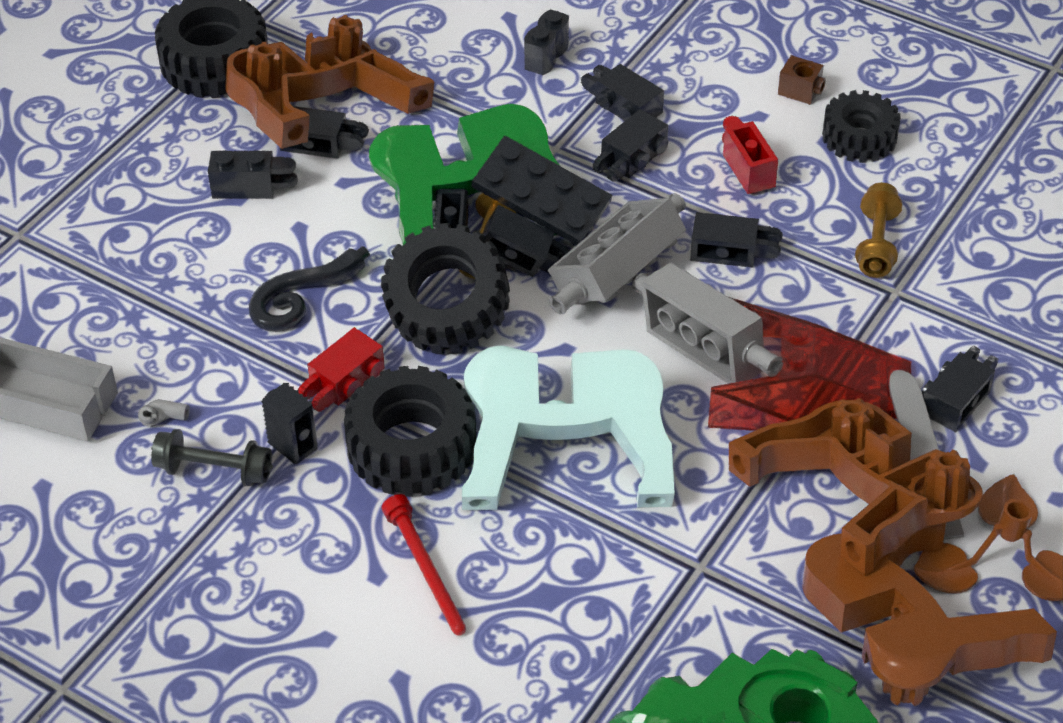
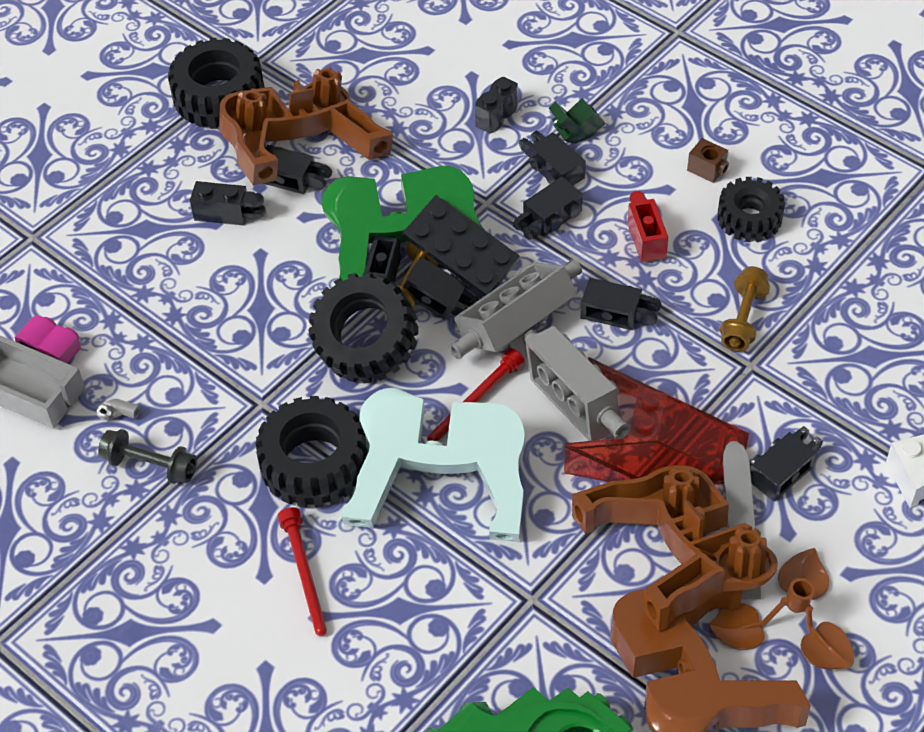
camera: 10 degrees right, 5 degrees up
(62, 337) = (48, 338): none -> dark pink brick
(290, 423) = (214, 434): black brick -> none
(332, 273) = (279, 299): black plant -> none
(342, 369) = (268, 389): red hinge -> none
(621, 313) = (511, 361): none -> red piece
(644, 52) = (577, 123): none -> dark green brick

